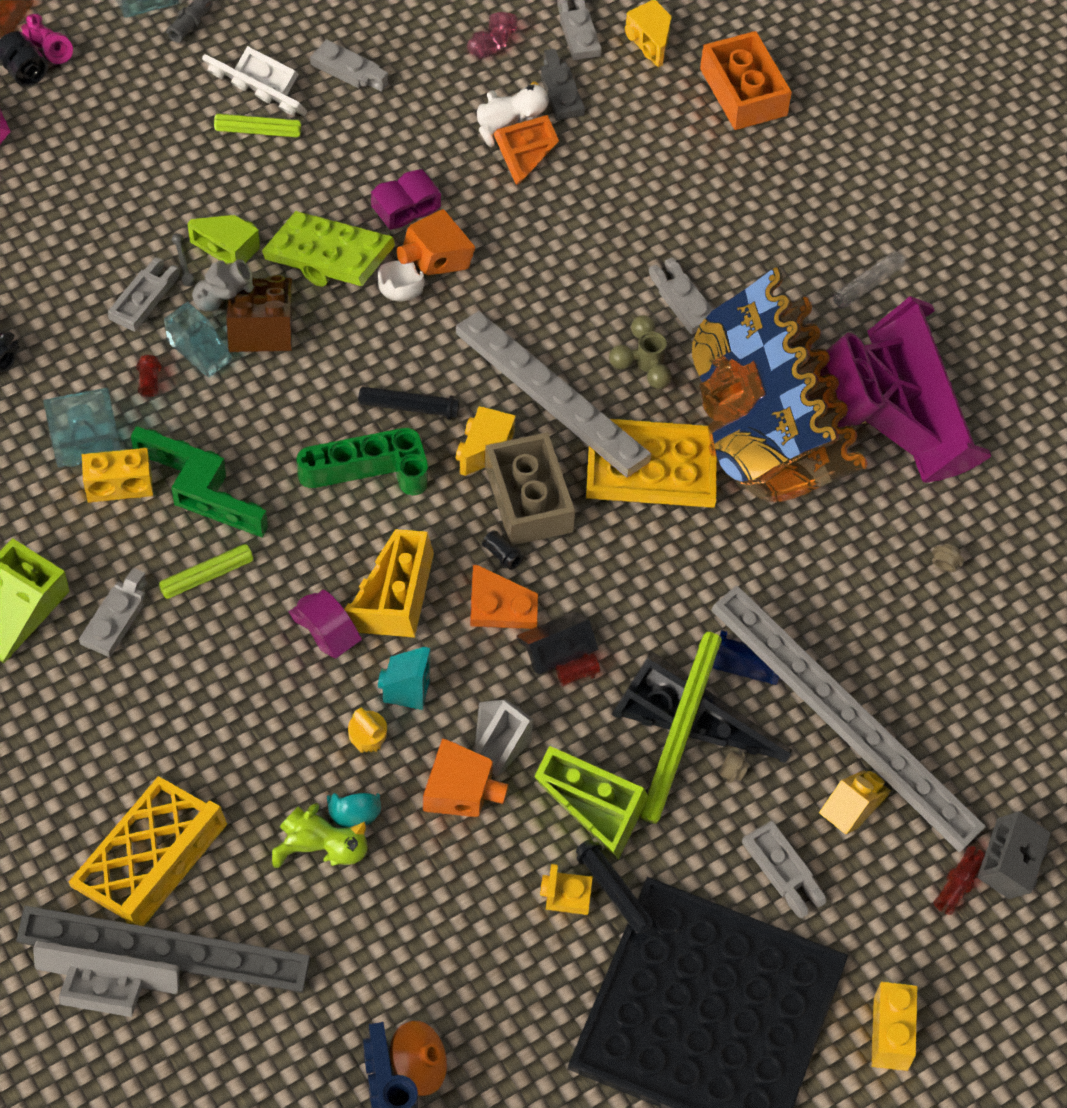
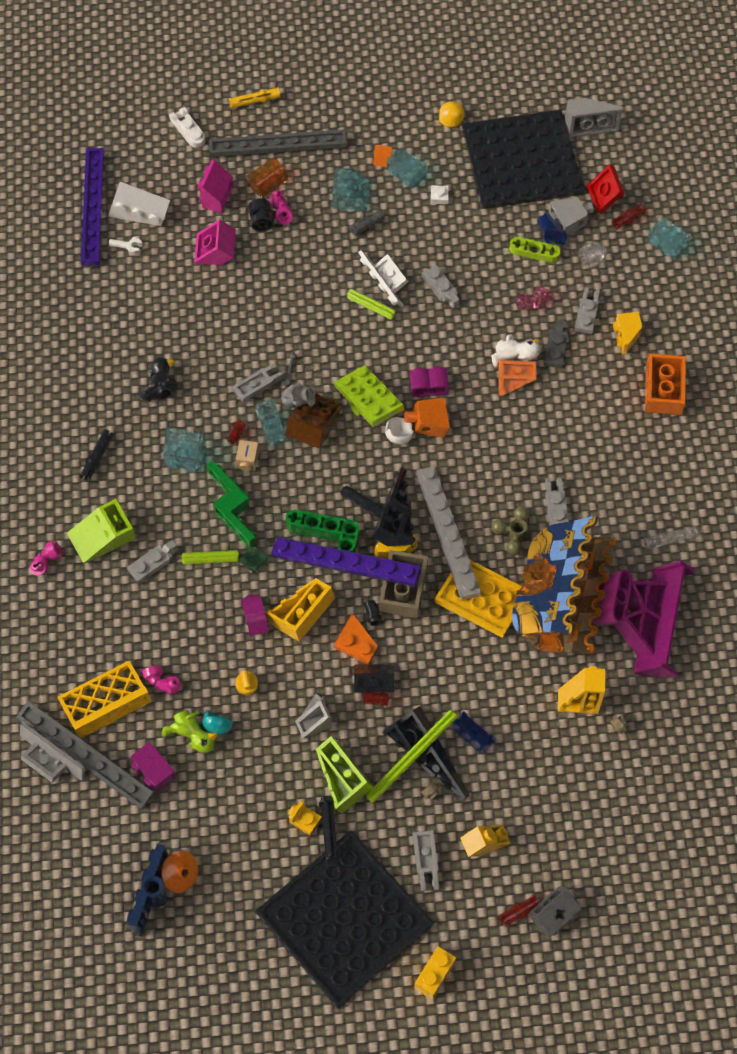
camera: 30 degrees right, 5 degrees up
(117, 475) = (190, 483): yellow brick -> none
(185, 401) = (247, 455): none -> tan brick
(225, 237) = (318, 367): lime slope -> none
(244, 786) = (169, 685): none -> dark pink arm
(276, 547) = (253, 559): none -> clear green plate
(286, 919) = (152, 767): none -> magenta brick
(406, 678) = (281, 664): teal slope -> none
(426, 489) = (346, 561): none -> dark purple plate
(461, 782) = (280, 734): orange torso -> none
(464, 396) = (394, 522): none -> black wedge
(848, 718) = (504, 793): light grey plate -> none
(880, 528) = (583, 692): none -> yellow wedge

